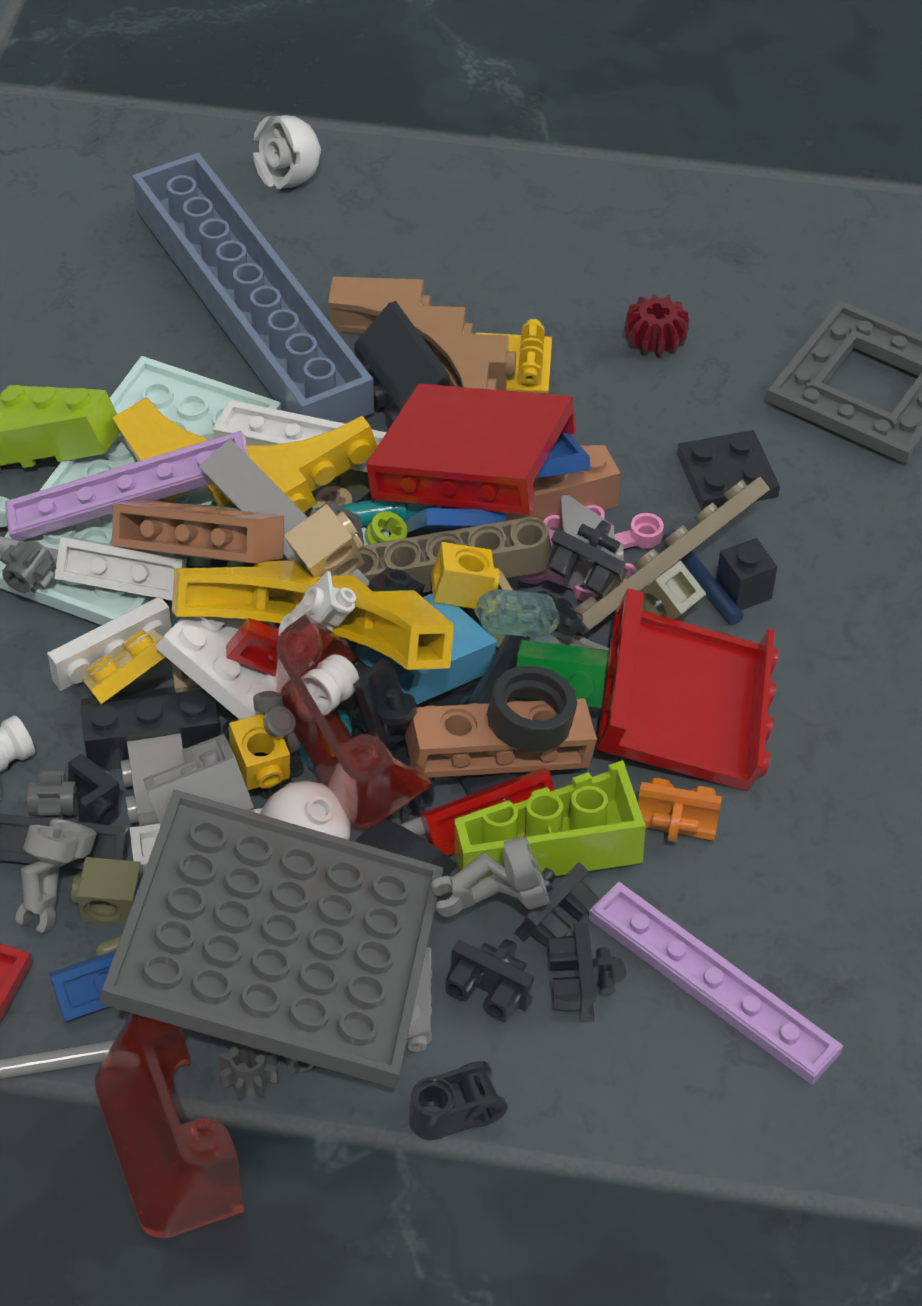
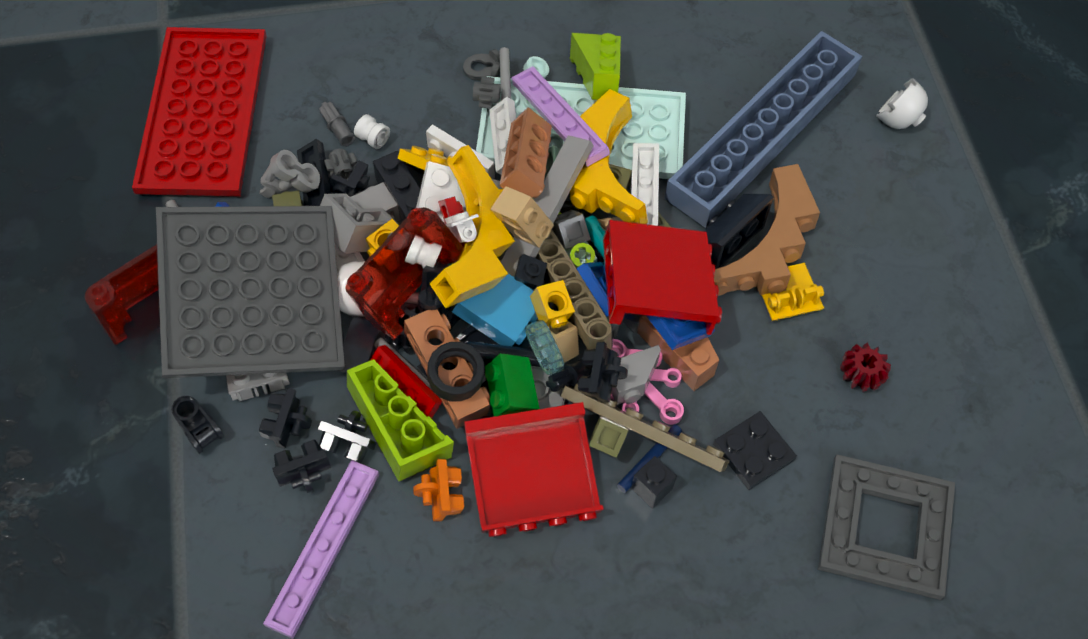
camera: 70 degrees right, 10 degrees up
(518, 879) = (329, 397): light grey piece -> none

